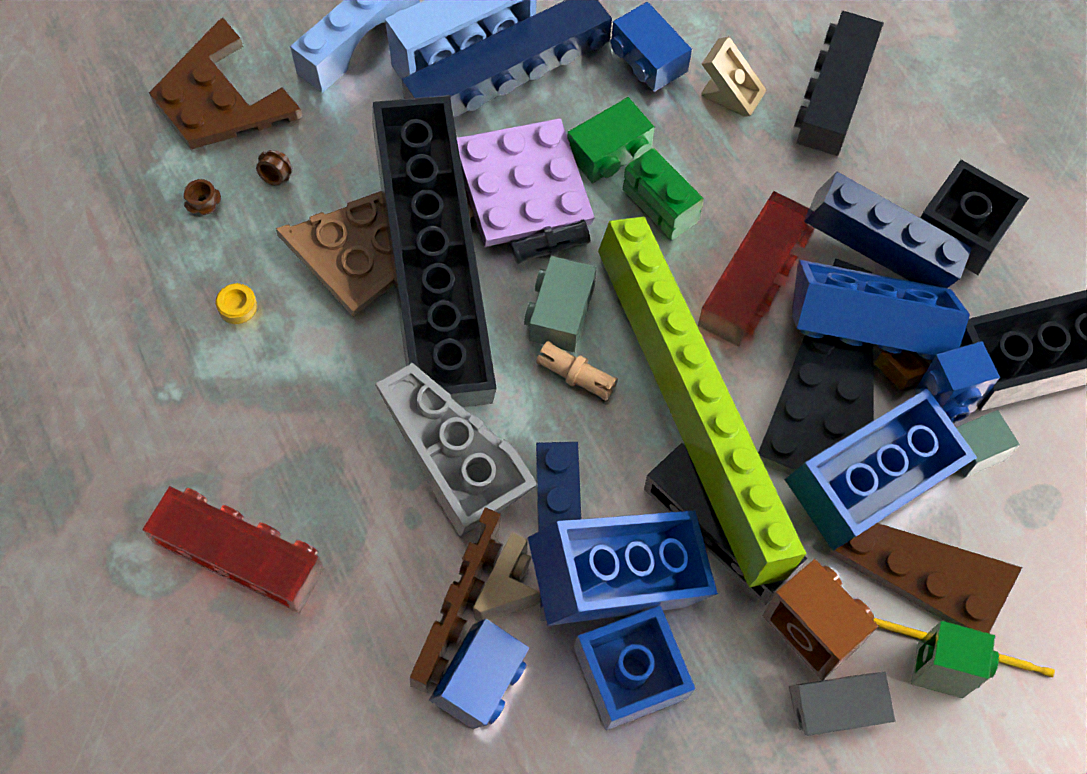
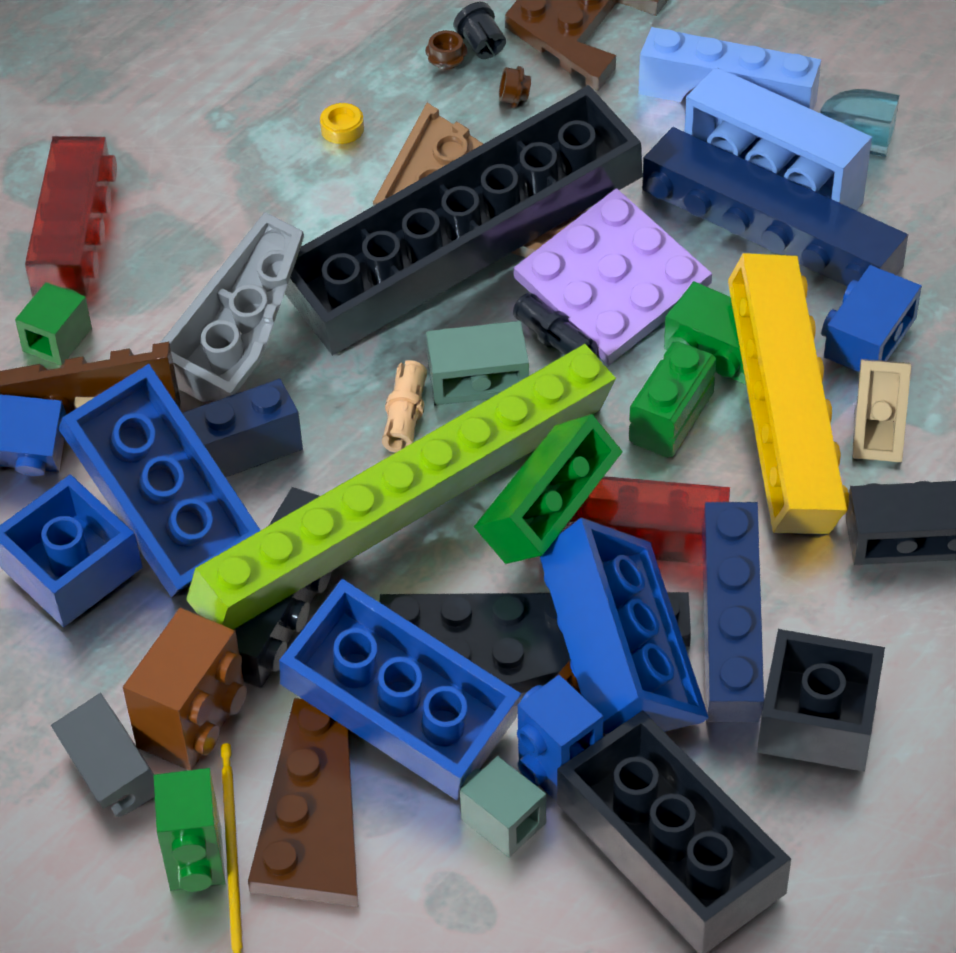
camera: 70 degrees right, 15 degrees down
(198, 164) = (478, 26): none -> black bush
(359, 601) = (53, 323): none -> green brick
(706, 120) = (787, 395): none -> yellow brick
(754, 297) = (548, 489): none -> green brick

